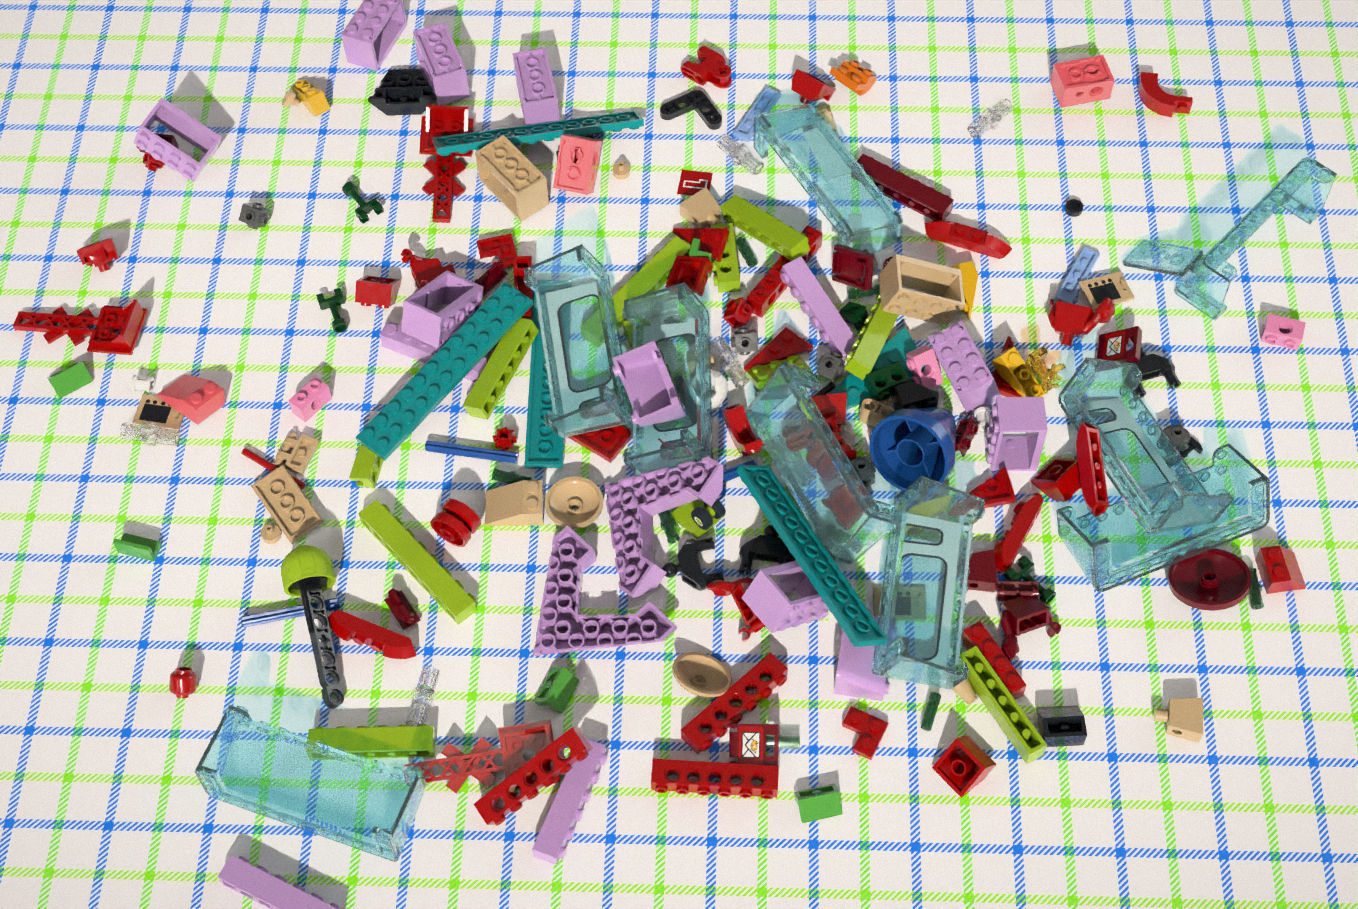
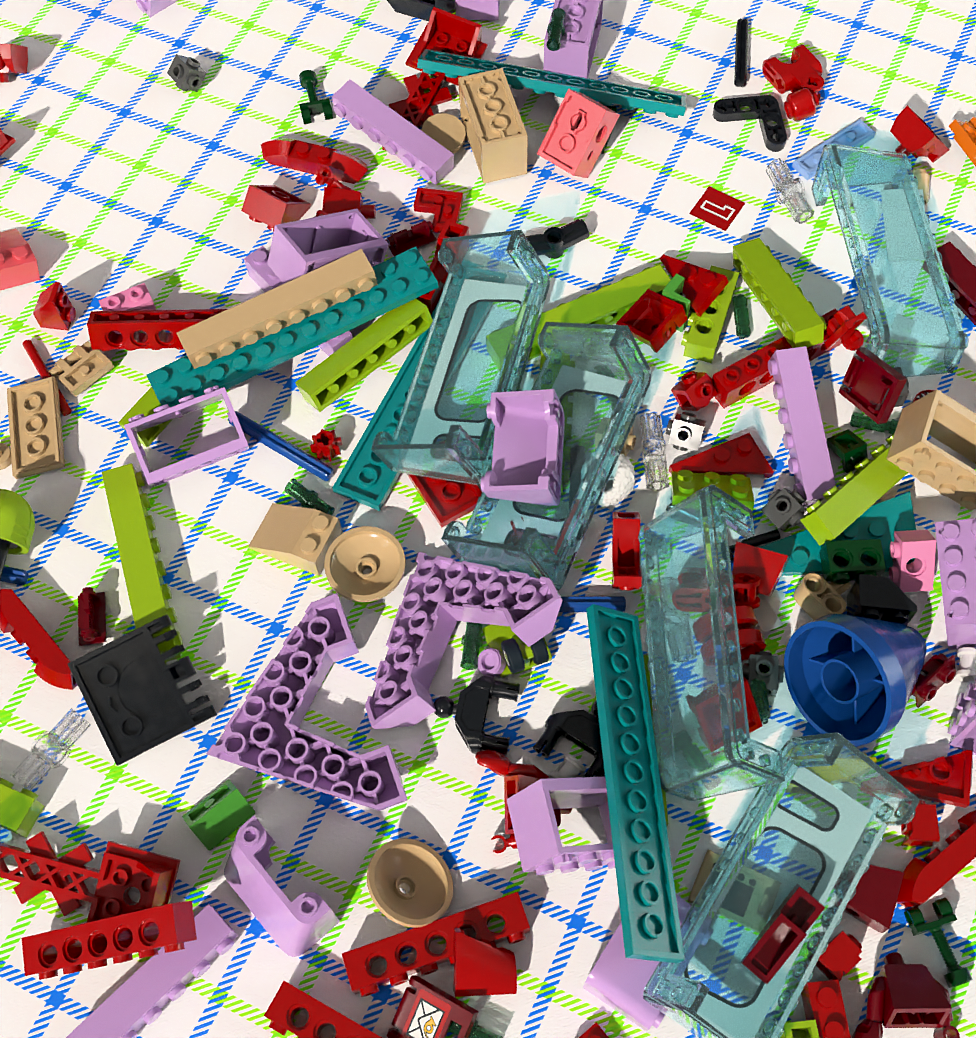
camera: 25 degrees right, 5 degrees up
(254, 418) = (54, 308): none -> red slope
(339, 324) = (211, 231): dark green bar -> none
(339, 400) = (153, 322): none -> red brick
(386, 246) = (310, 157): none -> red brick
(431, 358) = (277, 308): none -> tan brick
(433, 440) = (193, 463): none -> lavender hose
(438, 207) = (393, 132): none -> lavender brick
(455, 522) = (205, 532): red wheel -> none
(464, 637) = (136, 691): none -> black hinge
(473, 196) = (446, 130): none -> tan tile
(529, 94) = (556, 29): none -> clear green pin
(599, 240) = (557, 239): none -> black piece
(619, 718) = (292, 924): none -> lavender windscreen
(621, 170) = (633, 162): tan tile -> none
(661, 64) = (741, 53): none -> black axle
(687, 530) = (491, 662): none -> lavender tile
(701, 209) = (708, 242): tan torso -> none
(721, 89) = (801, 104): none -> red head
(769, 701) = (482, 967): none -> red slope
(818, 235) = (844, 327): none -> red hips
(864, 478) = (760, 696): none -> clear green axle
(938, 607) = (782, 933): none -> dark red slope
(975, 610) = (839, 956): none -> red window
(992, 522) = (923, 828): none -> red window
(1016, 589) = (916, 949): dark red hinge -> none

